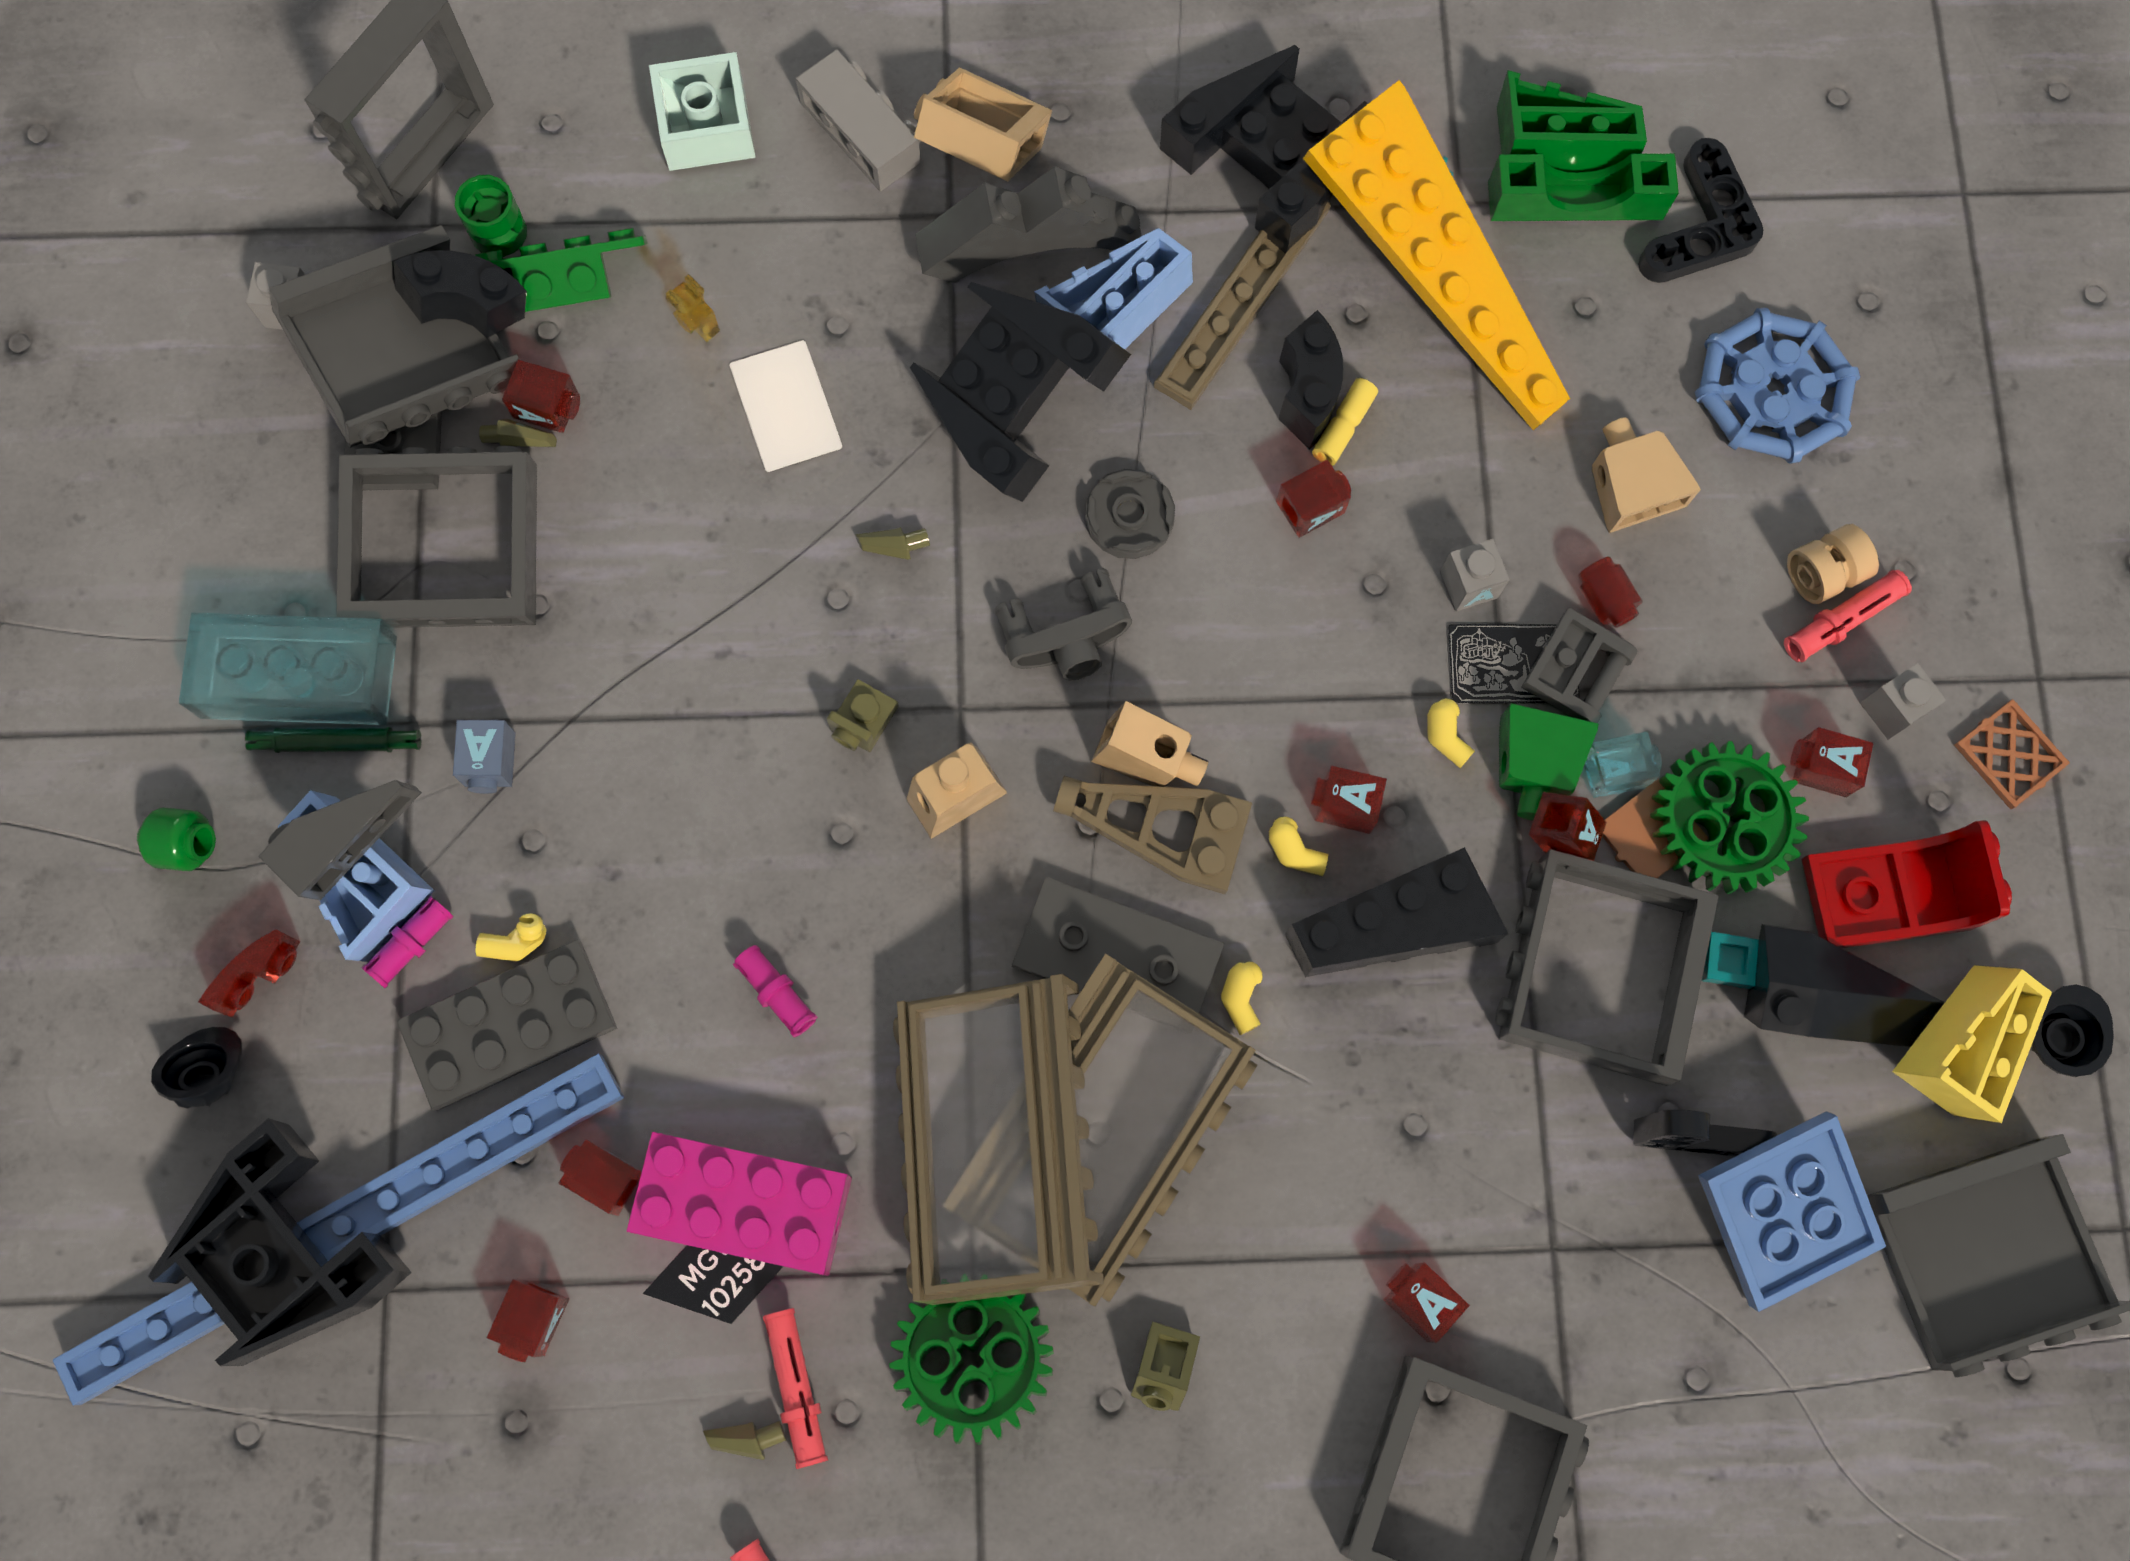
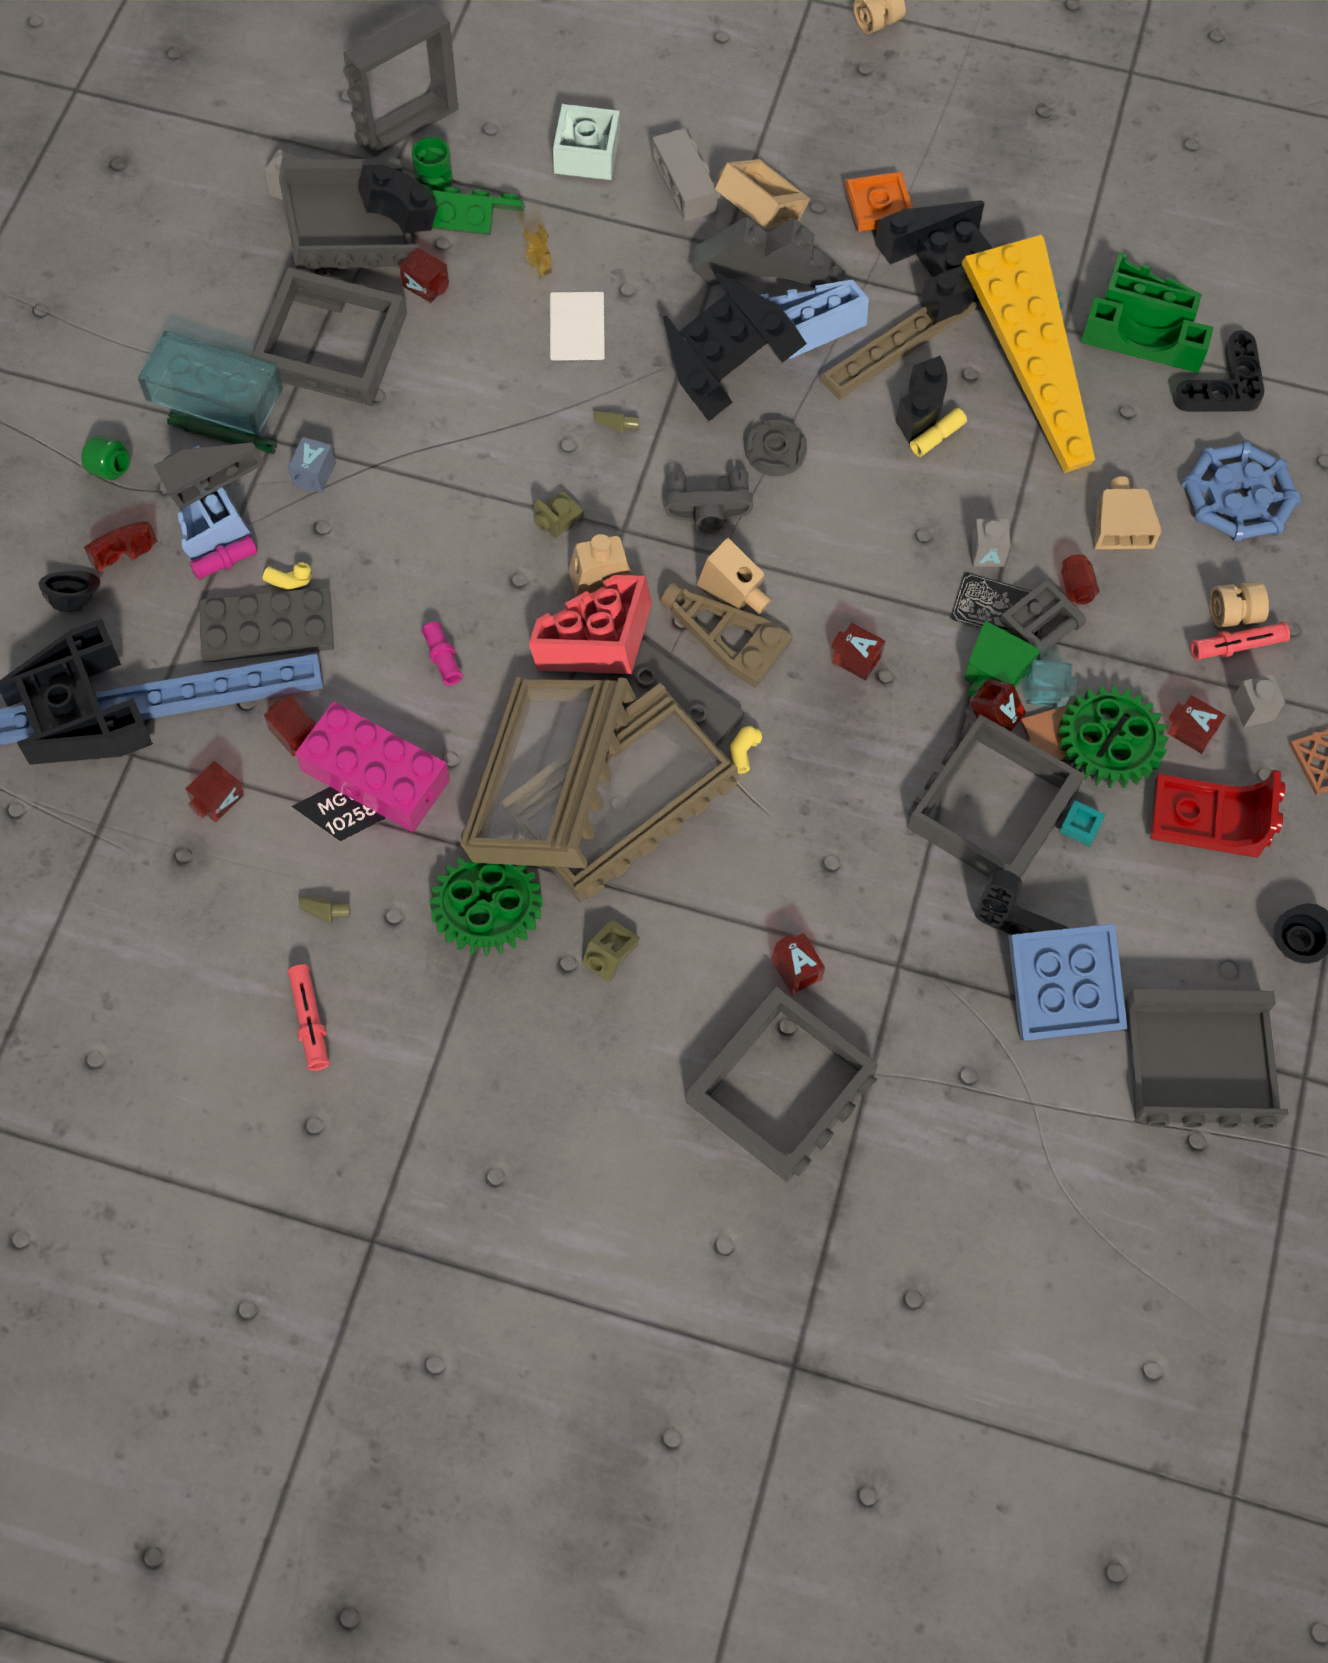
camera: 20 degrees right, 10 degrees down
(516, 434) = (409, 297): olive bar -> none
(795, 1389) = (365, 899): coral pin -> none
(982, 891) = (595, 629): none -> coral brick
(1143, 80) = (876, 198): none -> orange plate
(1291, 850) = (808, 671): light yellow arm -> none
(1314, 497) = (900, 468): clear red brick -> none
(1410, 916) = (863, 729): black wedge -> none
(1443, 732) = (936, 632): light yellow arm -> none
(1831, 994) = (1143, 860): black wedge -> none
(1977, 1043) = (1233, 919): light yellow wedge -> none

